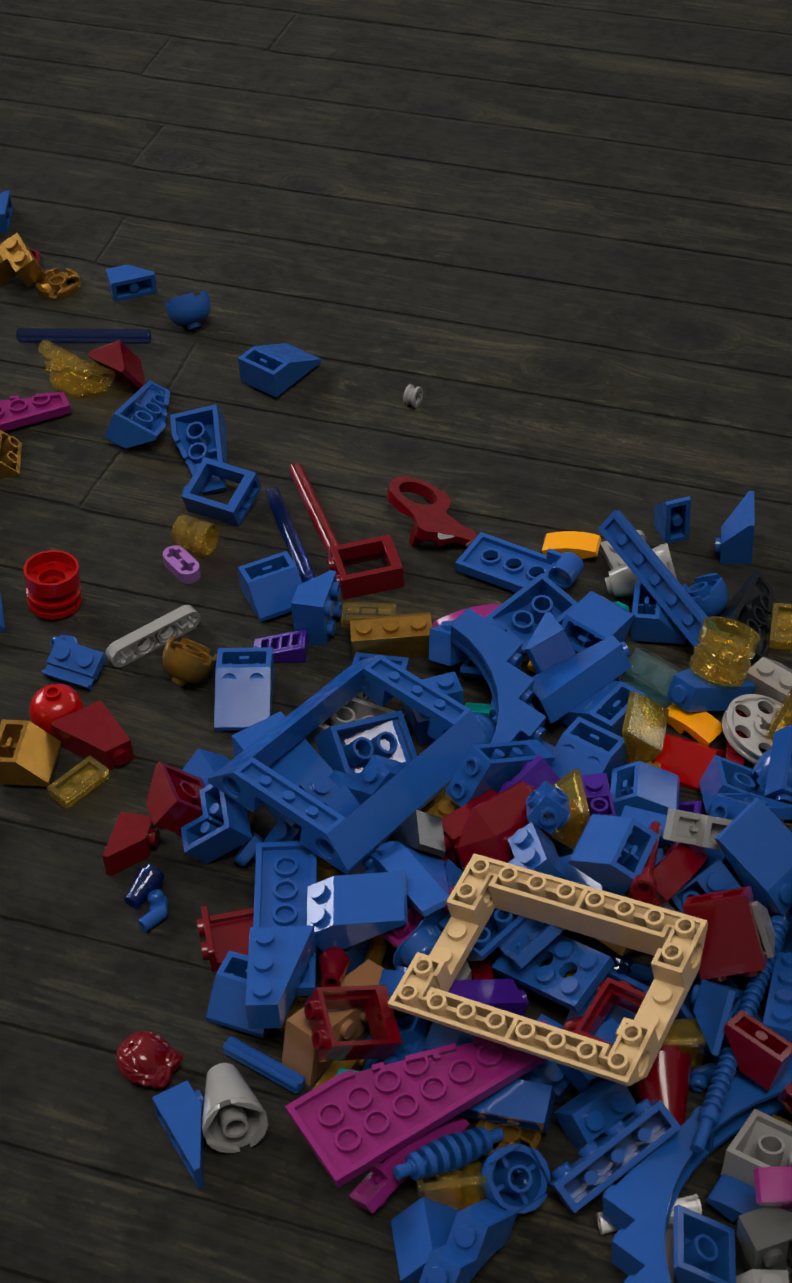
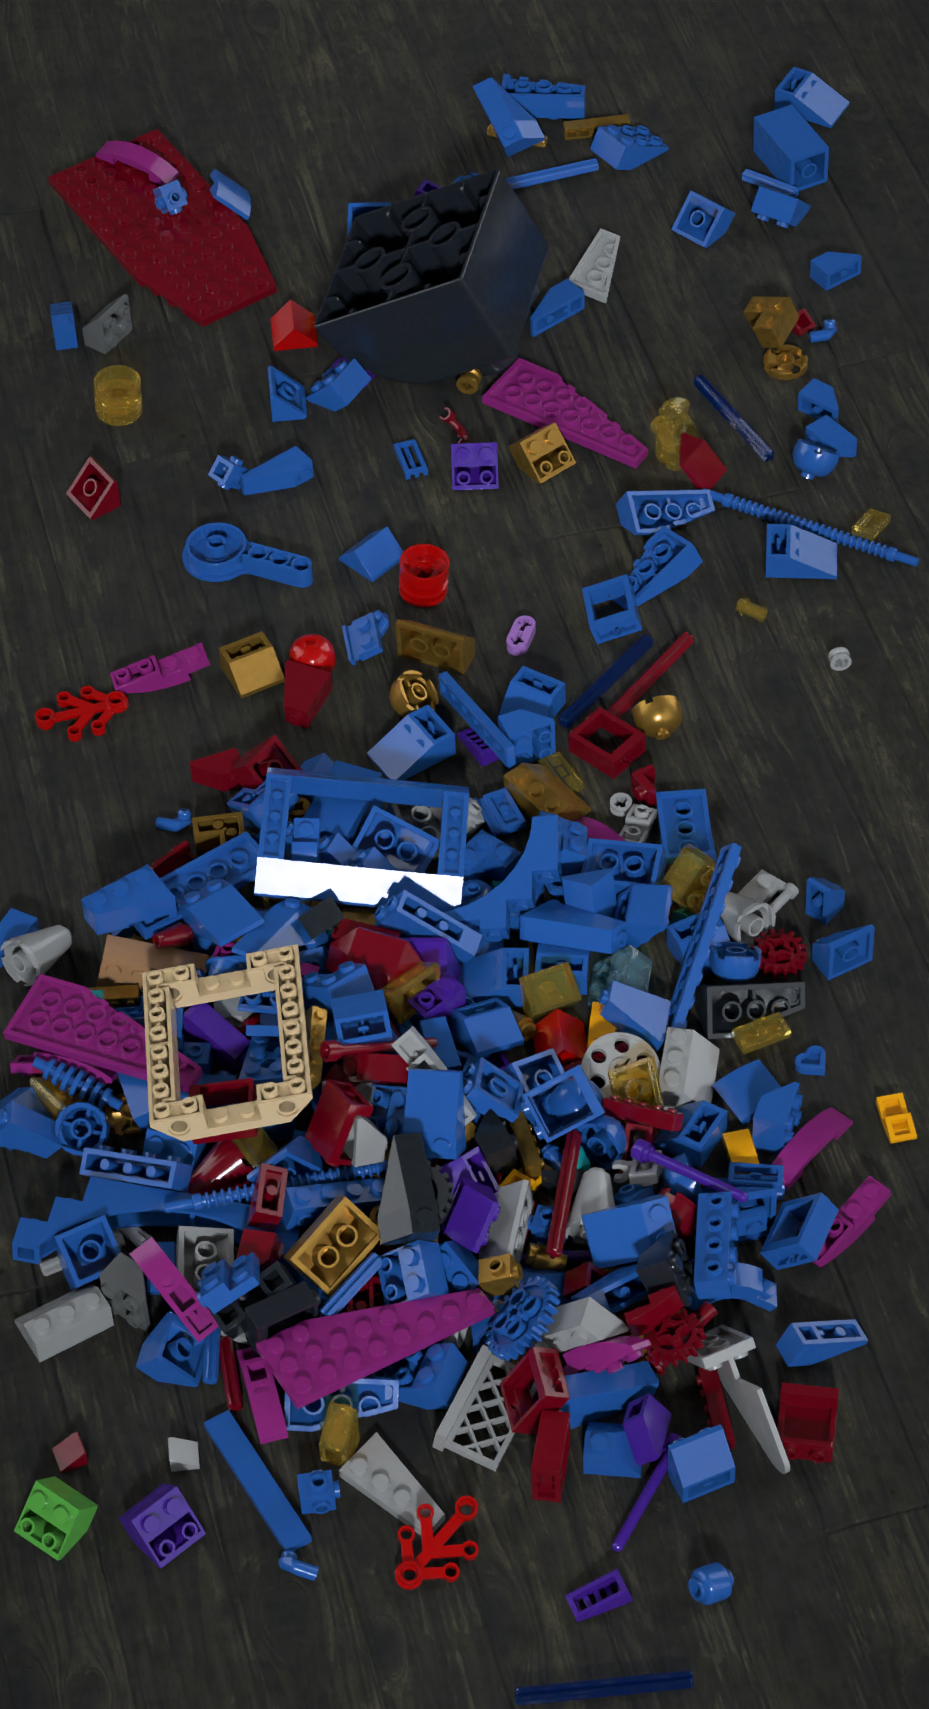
camera: 55 degrees right, 5 degrees up
(55, 250) = (824, 334): none -> blue arm
(78, 782) = (255, 710): clear yellow plate -> none
(137, 614) = (434, 646): none -> pearl gold slope
(146, 880) = (194, 800): clear blue cone -> none
(147, 1059) = (46, 891): dark red hair -> none
(167, 289) = (832, 436): none -> blue slope
(180, 622) = (401, 658): light grey beam -> none
(195, 534) = (552, 622): clear yellow wheel -> none
(221, 874) = (216, 830): none -> pearl gold brick
(264, 1064) = (90, 957): blue axle -> none
(265, 628) = (477, 719): none -> blue tile
(288, 315) = (871, 524): none -> clear yellow tile
(304, 419) = (751, 609): none -> clear yellow pin
(329, 321) = (890, 553): none -> blue hose
(375, 519) = (658, 717): none -> pearl gold cylinder
(378, 1014) = (139, 949): dark red window -> none
(431, 520) = (688, 752): dark red animal -> none
(440, 567) = (642, 785): none -> dark red bracket
(441, 587) = (620, 798): none -> light grey bush
(475, 591) = (638, 823): none -> light grey slope
(548, 807) = (386, 966): blue brick -> none
(580, 543) = (750, 856): light orange slope -> none
(588, 572) = (690, 878): none -> clear yellow slope
(705, 564) = (779, 953): none -> dark red gear
(724, 651) = (657, 996): clear yellow wheel -> none

